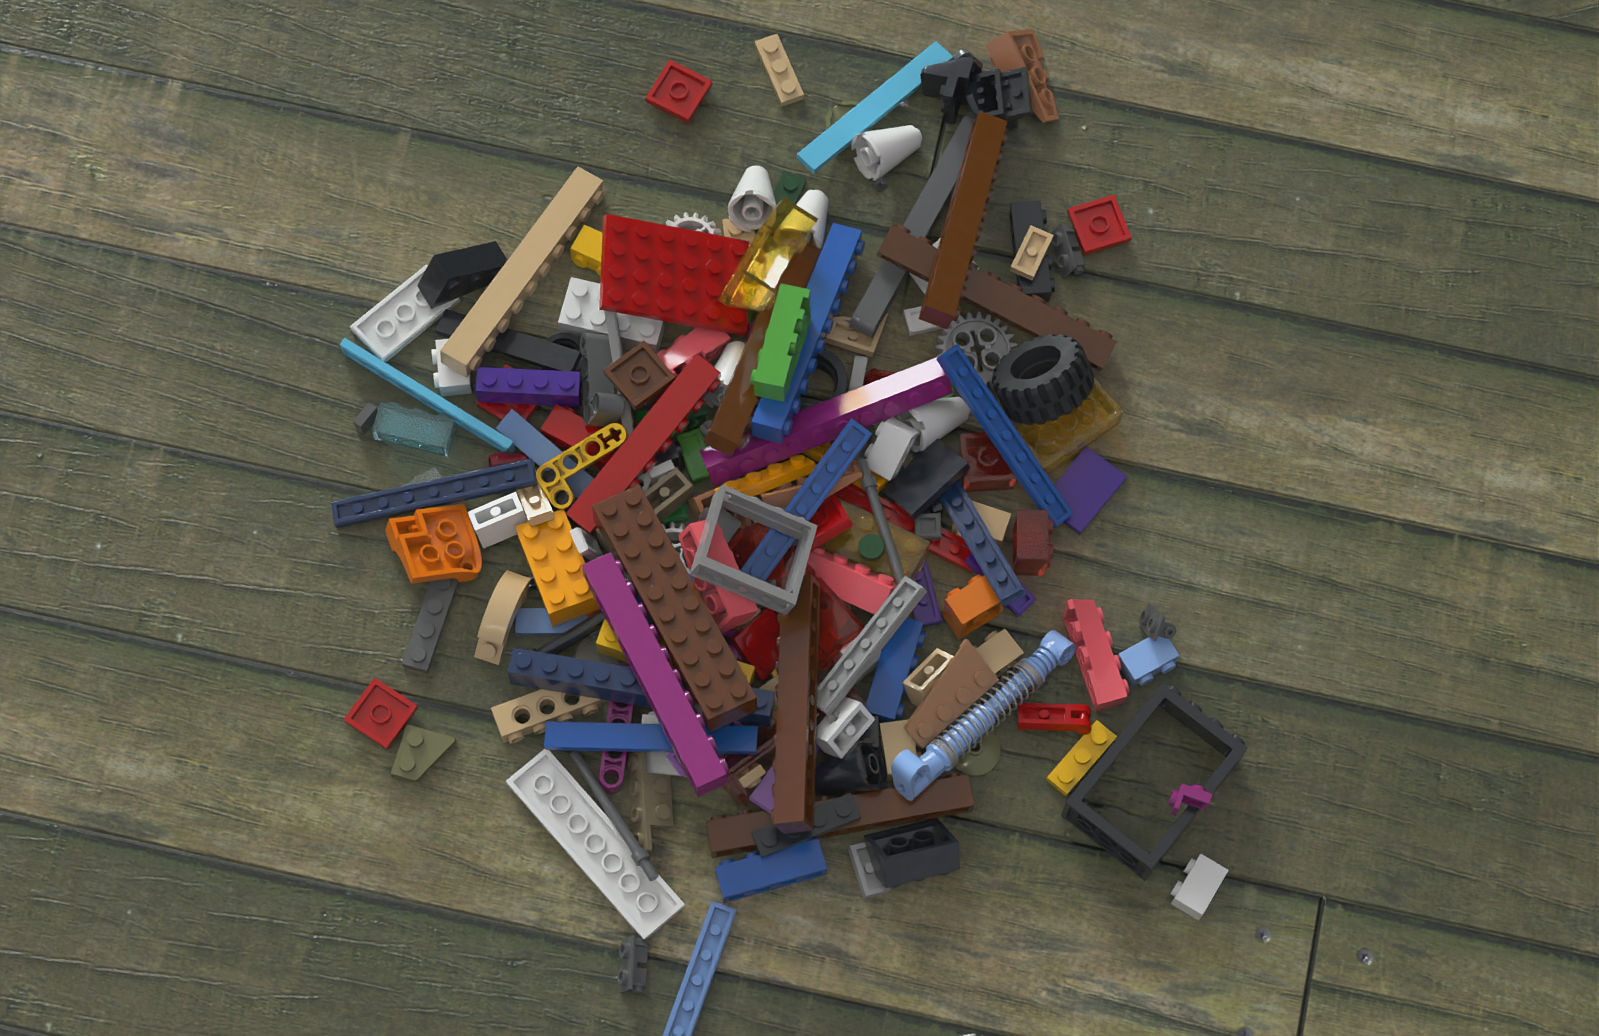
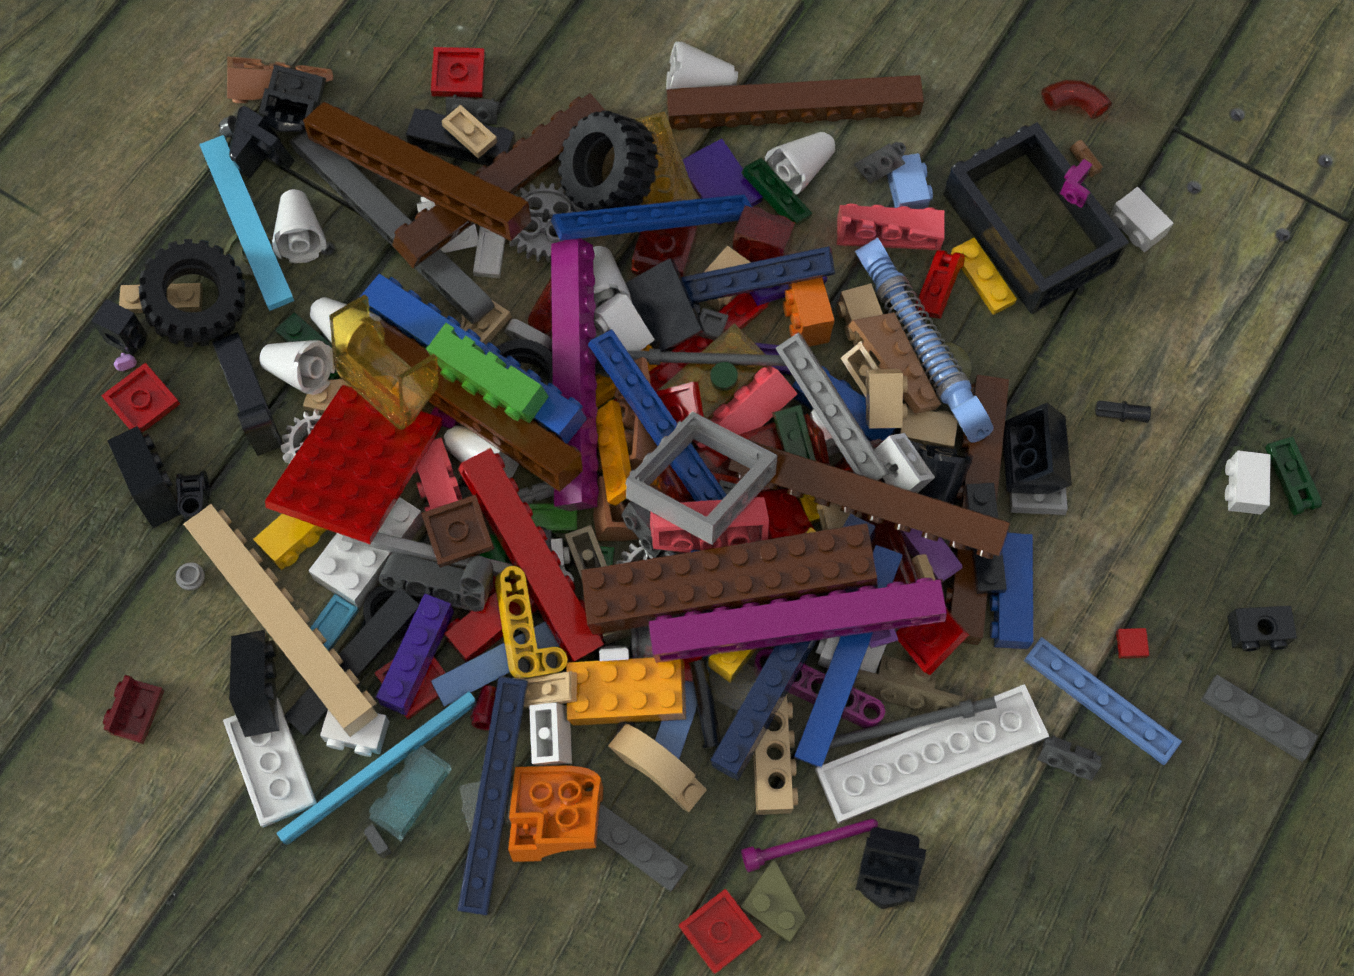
camera: 70 degrees left, 0 degrees up
(410, 193) = (132, 710): none -> dark red bracket
(452, 722) = (755, 858): none -> magenta piece
(481, 834) = (890, 867): none -> black piece
(537, 317) = (335, 620): none -> medium azure tile
(539, 191) = (190, 576): none -> light grey plate
(609, 121) = (144, 475): none -> black wedge
(611, 162) = (192, 492): none -> black piece
(688, 191) = (248, 395): none -> black beam
(696, 811) = (932, 642): none -> red plate
(709, 66) = (125, 362): none -> lavender rock
(732, 48) = (119, 327): none -> black brick
(761, 994) = (1132, 643): none -> red tile
(780, 58) = (186, 260): none -> black tyre
(838, 625) = (793, 432): none -> dark green plate
(901, 692) = (885, 398): none -> tan brick
(989, 924) = (1123, 411): none -> black axle
(1088, 542) = (776, 191): none -> dark green plate
(1131, 553) = (801, 159): none -> white cone
(1185, 430) = (698, 69): none -> white cone
(1193, 530) = (794, 102): none -> reddish brown brick
(1249, 818) = (1082, 152): none -> medium nougat piece
(1315, 790) = (1076, 93): none -> clear red cylinder

